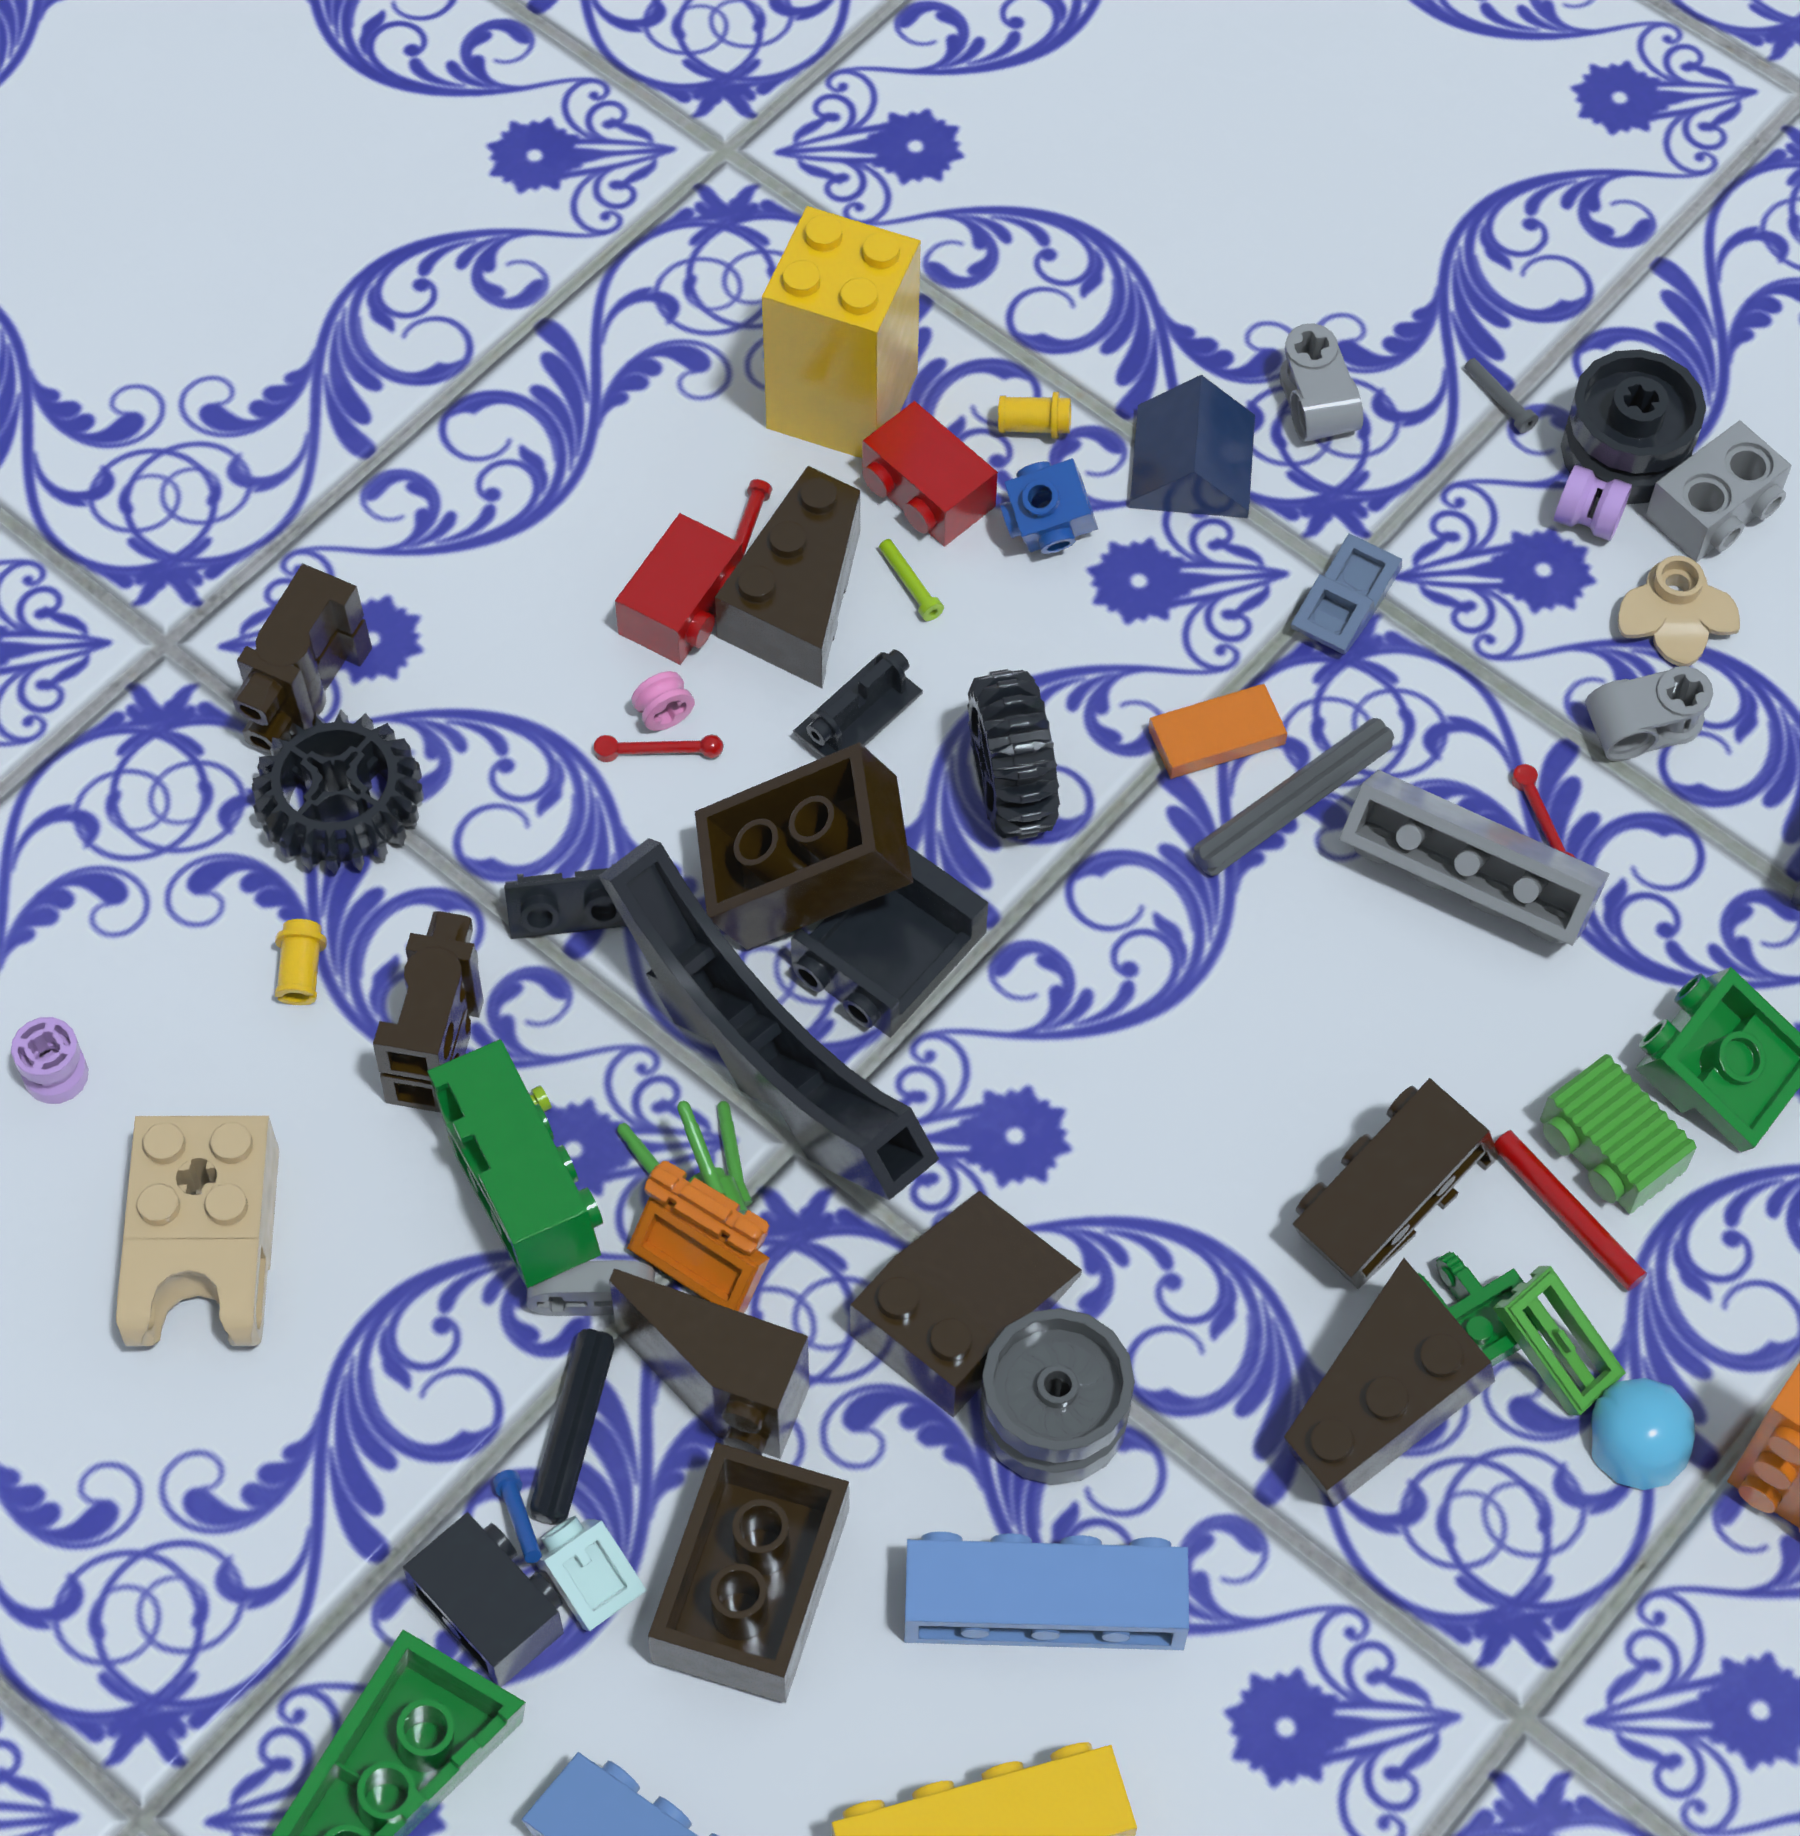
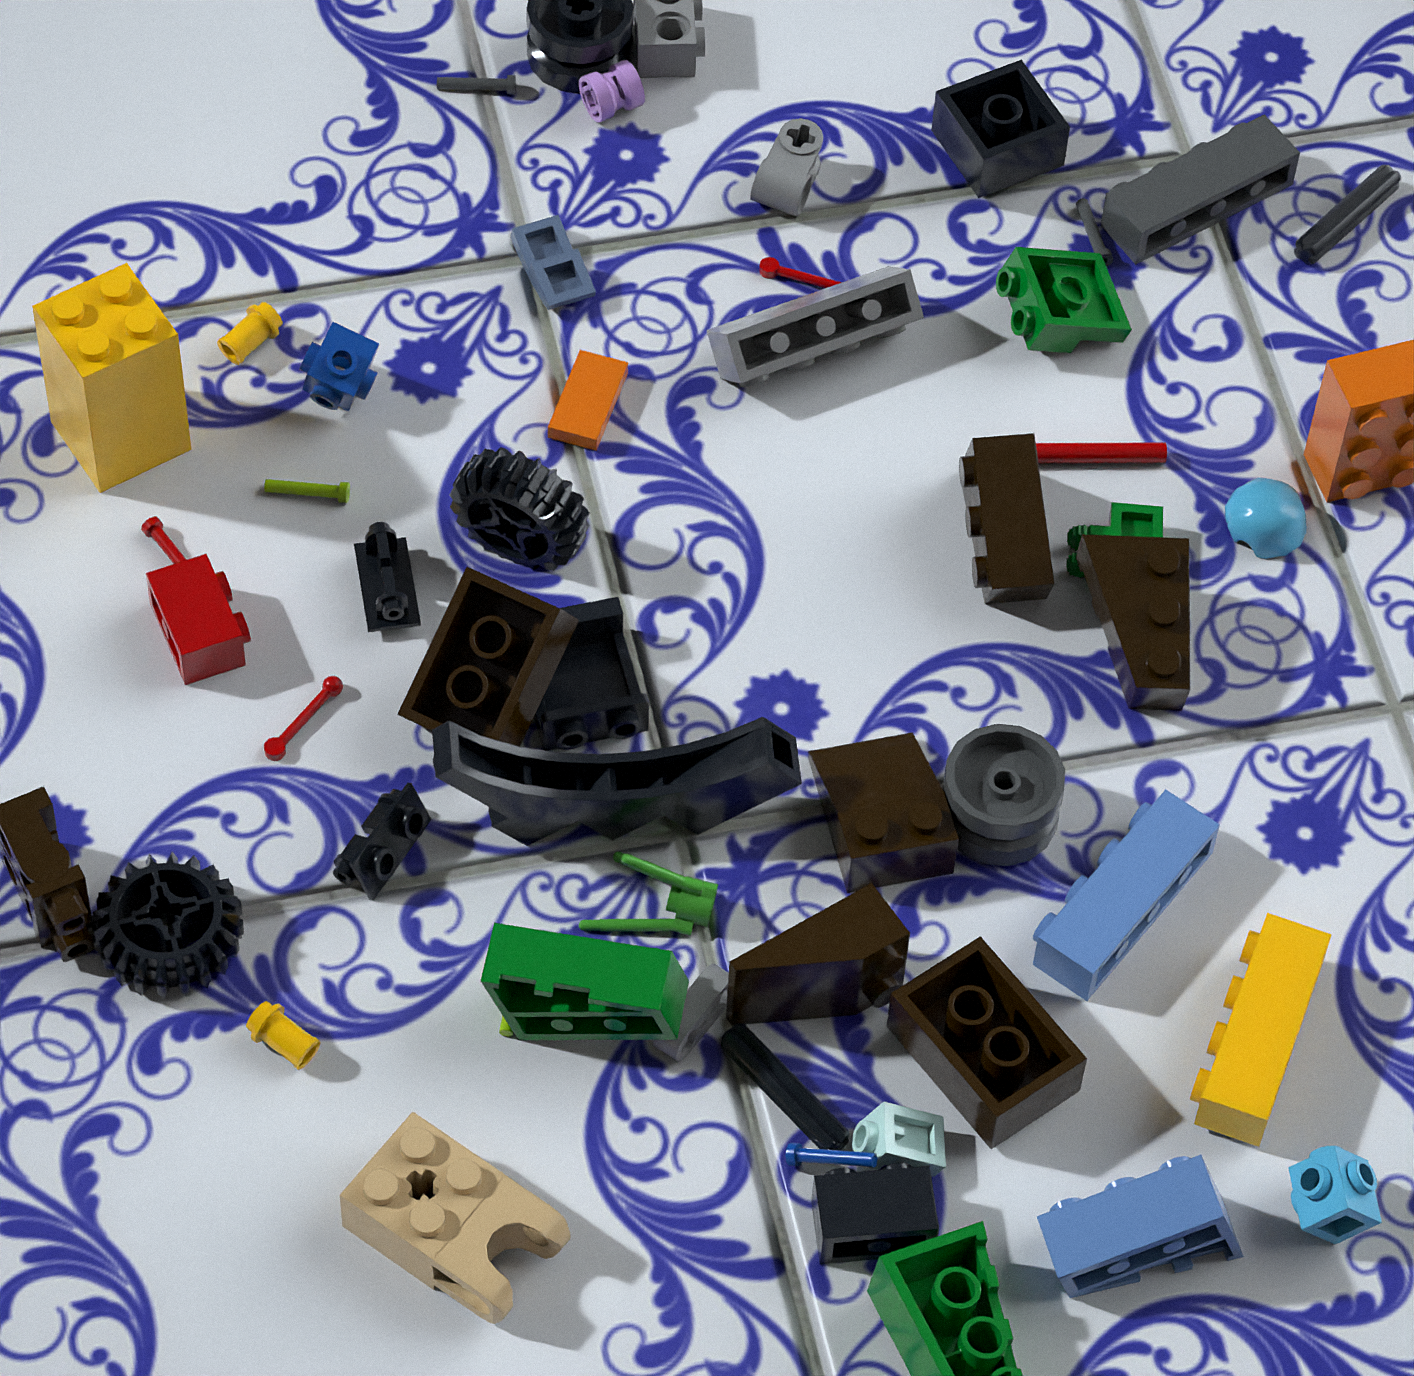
camera: 55 degrees left, 5 degrees down
(61, 1069) = (226, 1250): lavender wheel -> none
(435, 1015) = (415, 968): dark brown hips -> none
(663, 701) = (276, 686): bright pink bush -> none
(696, 1257) = (722, 931): orange tile -> none
(706, 1208) = (709, 896): orange axle -> none
(793, 578) = (260, 544): dark brown wedge -> none
(928, 474) = (242, 419): red brick -> none
(1193, 452) = (362, 271): dark blue slope -> none
(1293, 796) = (675, 393): dark grey axle -> none
(1319, 385) = (387, 171): light grey piece -> none
(1537, 1351) = (1179, 518): bright green tile -> none
(1616, 1134) = (1064, 389): bright green brick -> none
(1678, 618) = (726, 107): tan plate -> none

